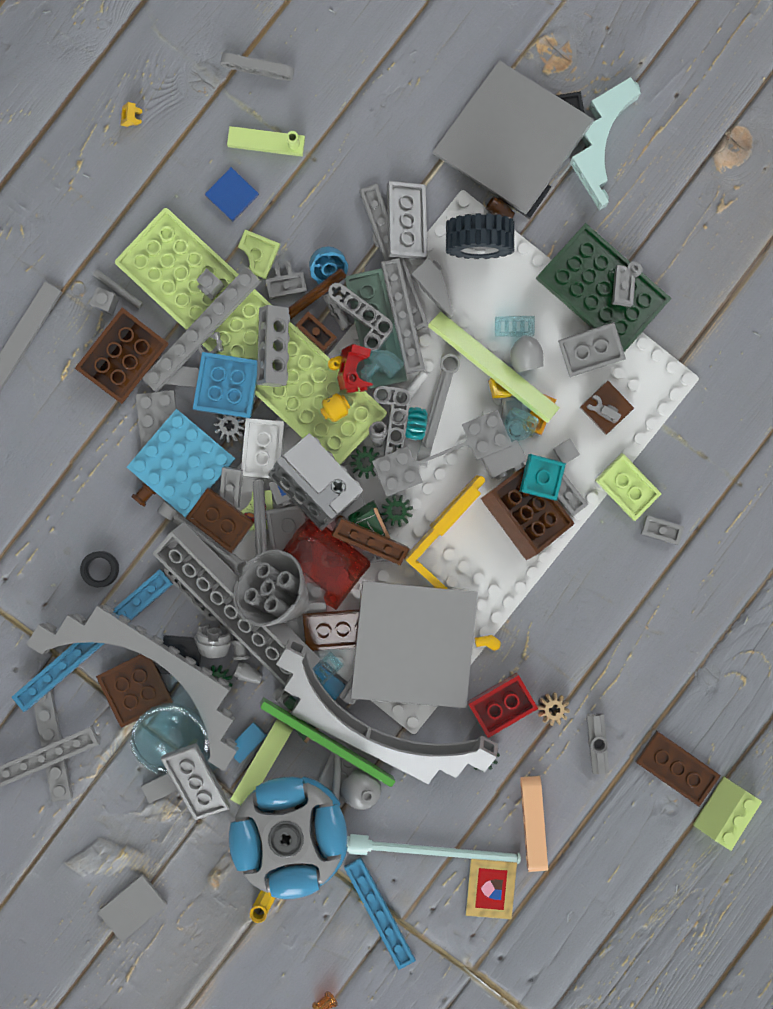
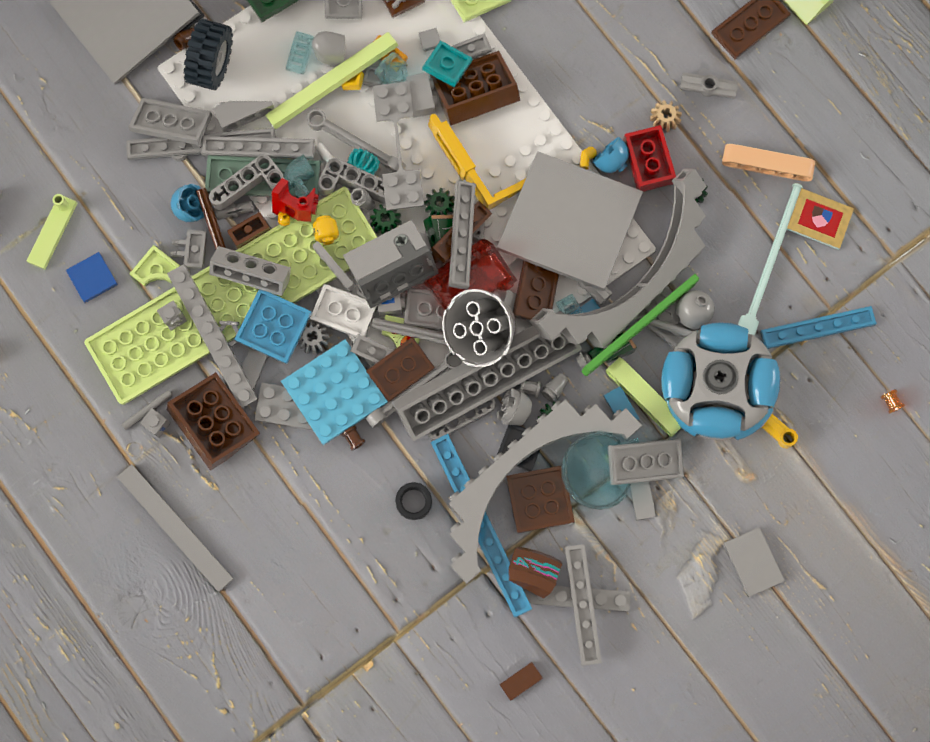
camera: 75 degrees left, 10 degrees down
(61, 704) = (534, 571): none -> reddish brown slope
(300, 426) = (334, 267): none -> light grey tile
(364, 544) = (462, 235): none -> light grey tile
(494, 668) = (613, 157): none -> dark azure cylinder

